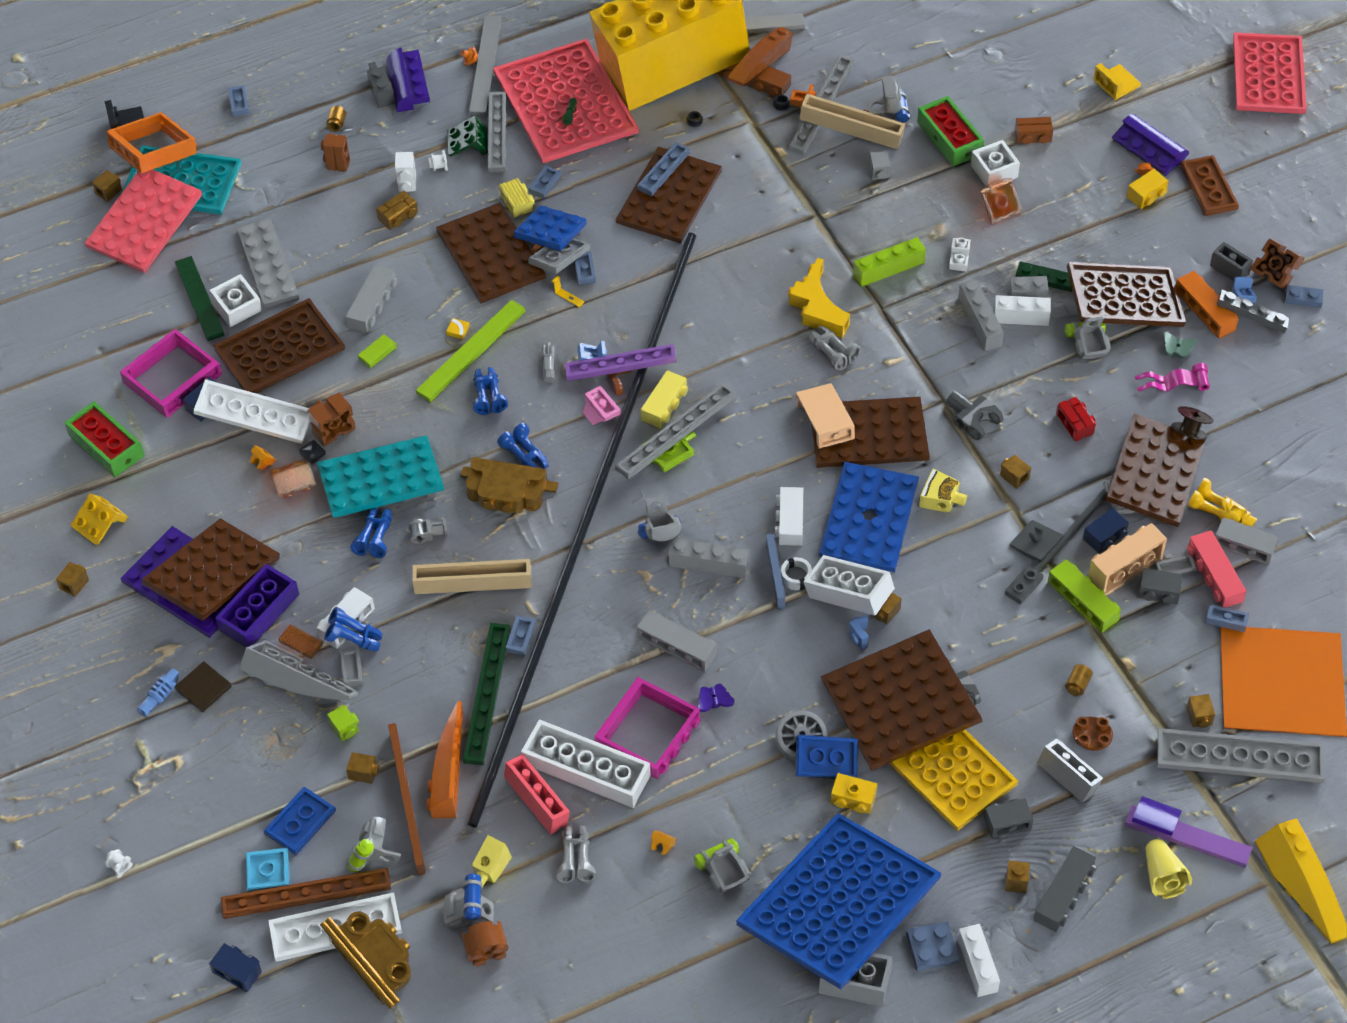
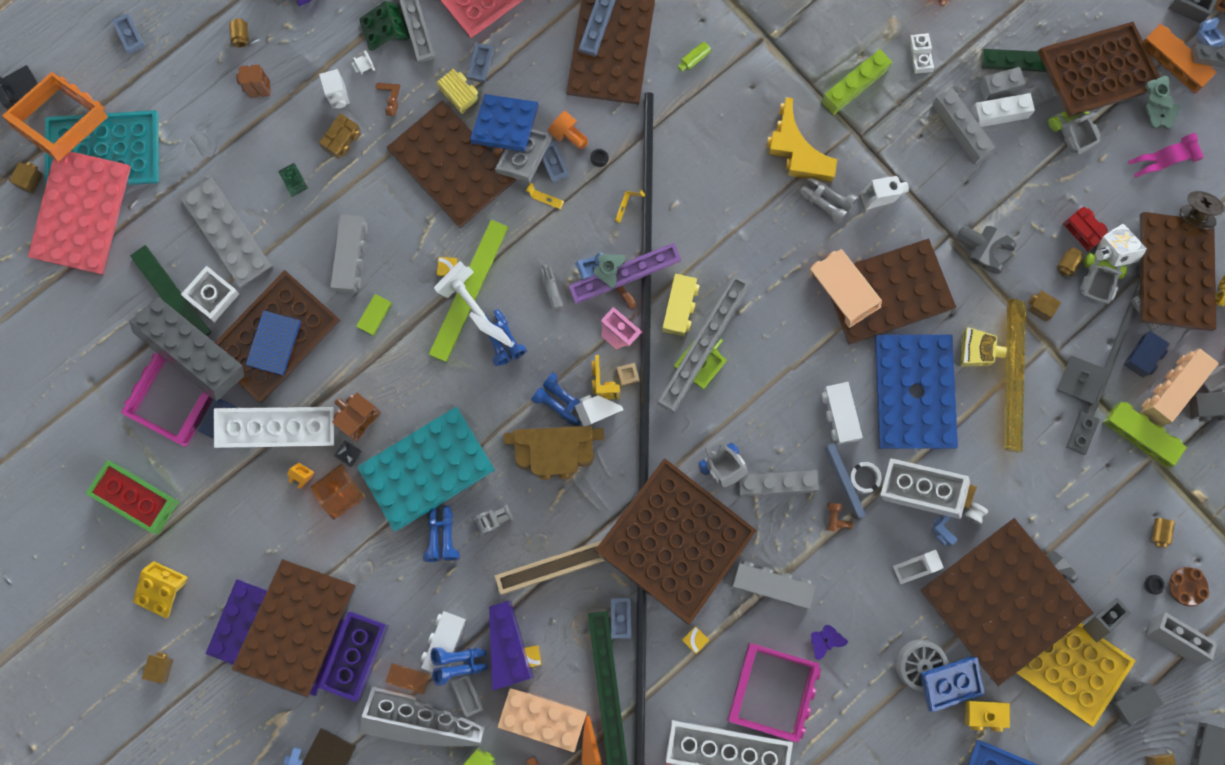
camera: 15 degrees left, 25 degrees up
(199, 332) = (187, 348): none -> dark grey brick
(277, 349) = (273, 343): none -> blue tile
(342, 233) = (293, 179): none -> clear green bracket
(402, 637) = (508, 651): none -> dark purple wedge
(414, 698) = (542, 719): none -> light nougat brick
(423, 649) = (533, 655): none -> yellow tile
(453, 196) = (392, 107): none -> dark orange piece
(459, 337) = (454, 282): none -> white piece
(557, 459) = (595, 409): none -> white slope
(570, 444) = (609, 389): none -> yellow bracket
(586, 670) = (695, 640): none -> yellow tile
(594, 577) = (675, 541): none -> reddish brown plate
(596, 445) = (628, 374): none -> tan tile
(603, 242) = (565, 127): none -> orange piece
(604, 352) = (608, 275): none -> sand green animal
(628, 273) = (599, 158): none -> black plate
(641, 311) = (624, 203): none -> yellow piece
(744, 215) = (694, 56): none -> lime cylinder
(758, 591) = (834, 524): none -> dark orange piece
(825, 655) = (918, 566): none -> white slope
(886, 348) = (883, 192): none -> white torso
(895, 624) = (976, 513): none -> white wheel
(969, 522) = (1014, 376): none -> clear yellow plate
(996, 734) = (1106, 620): none -> dark grey brick
(1052, 442) = (1070, 262): none -> pearl gold brick
(1058, 724) = (1154, 584): none -> black plate
(1078, 460) = (1101, 279): none -> light grey piece
(1101, 436) = (1120, 247): none -> white torso
(1177, 324) = (1159, 93): none -> sand green animal

